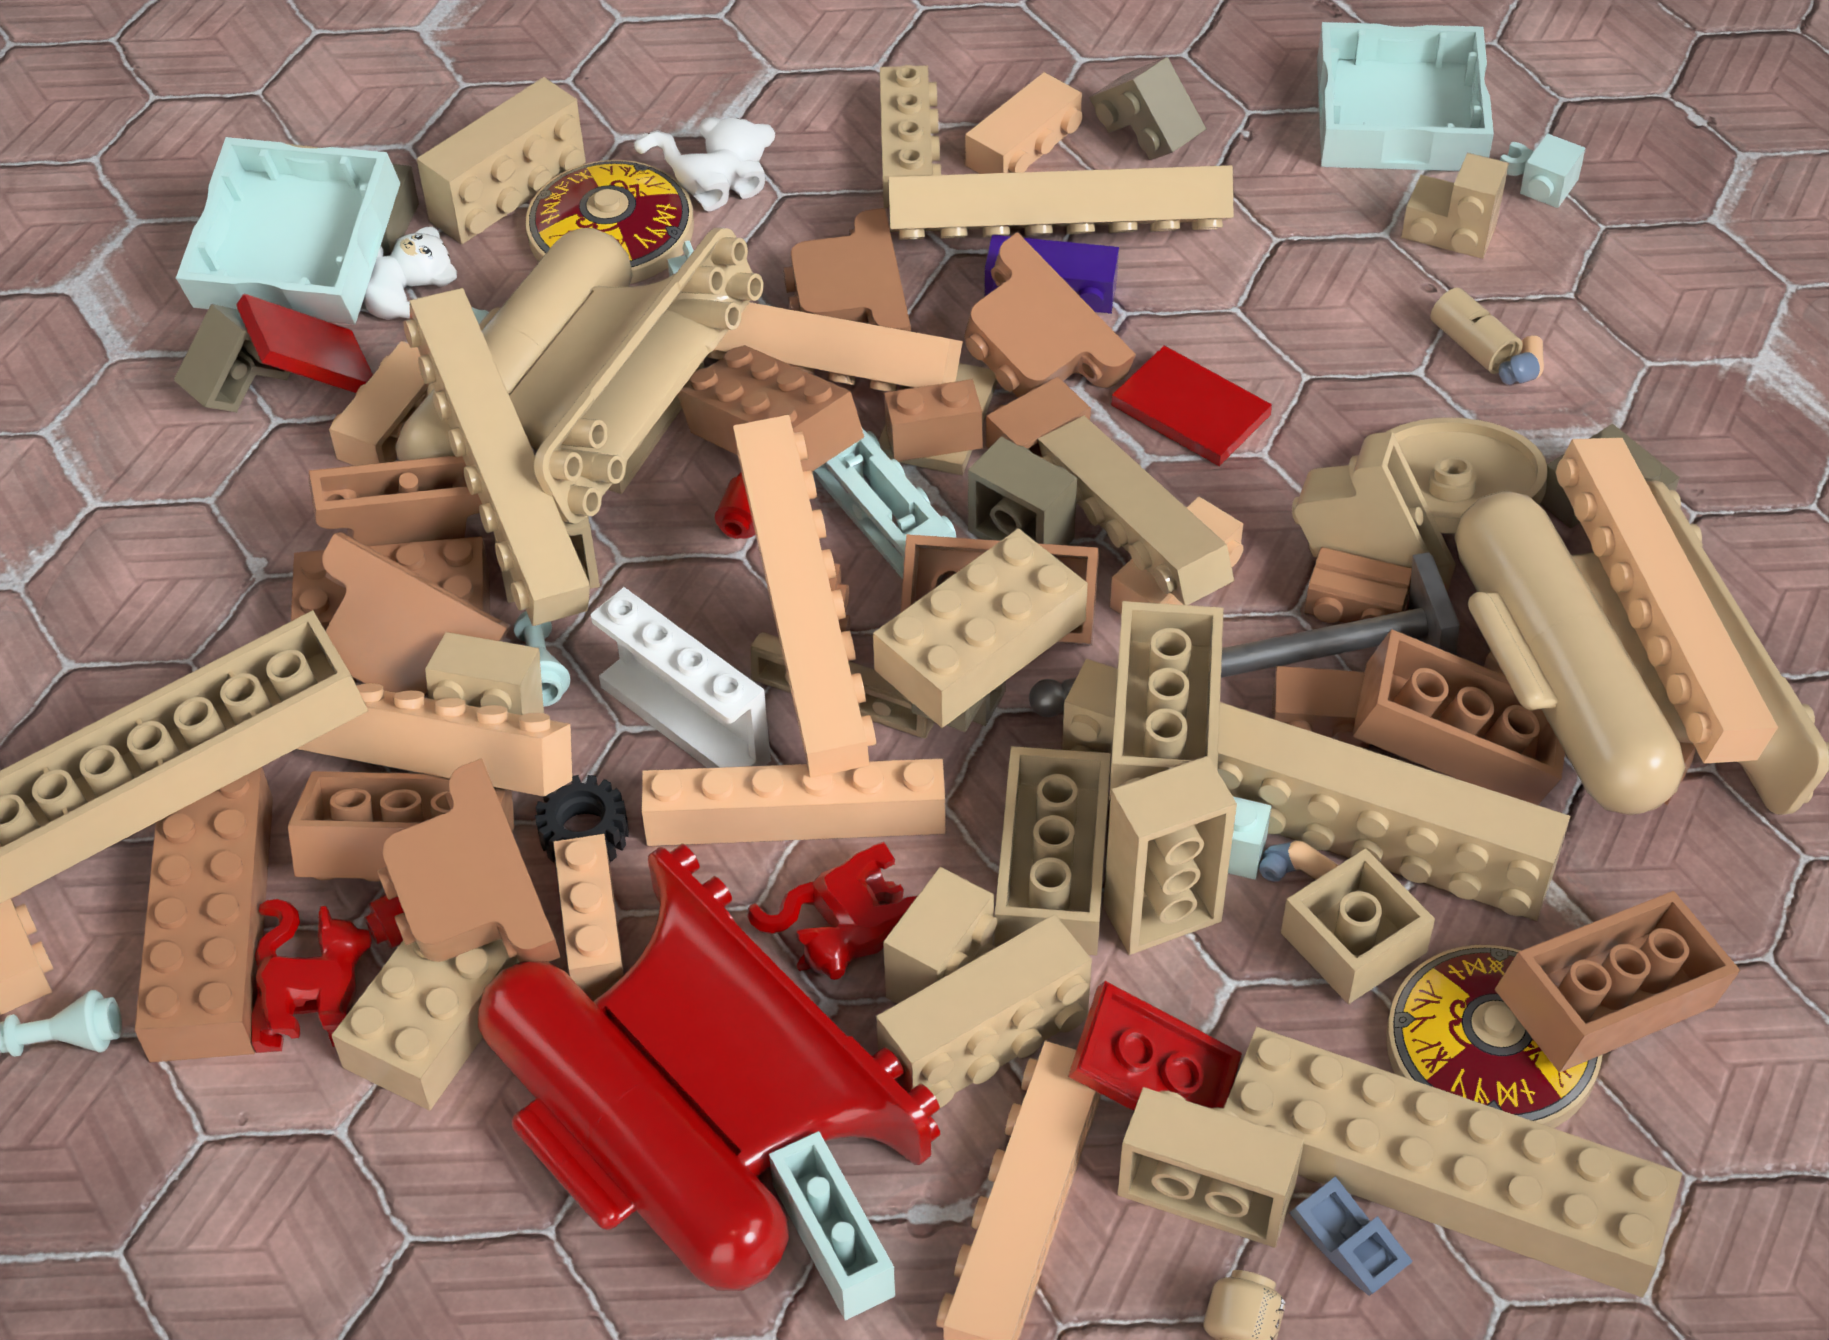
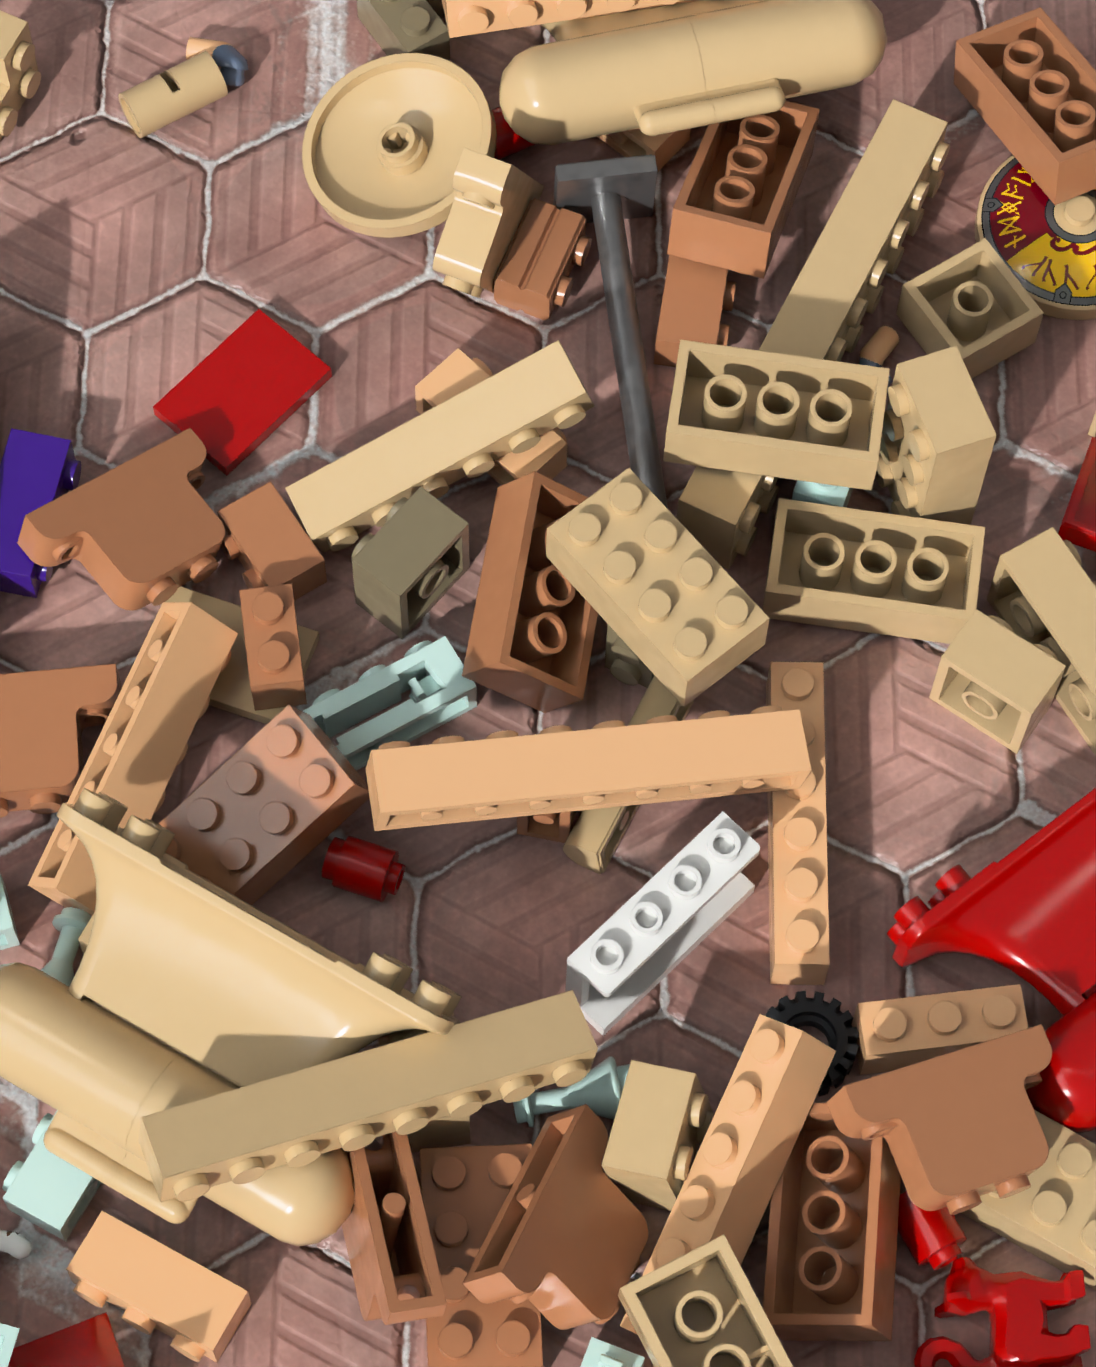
camera: 90 degrees left, 15 degrees up
(850, 904) = (935, 770): red animal -> none

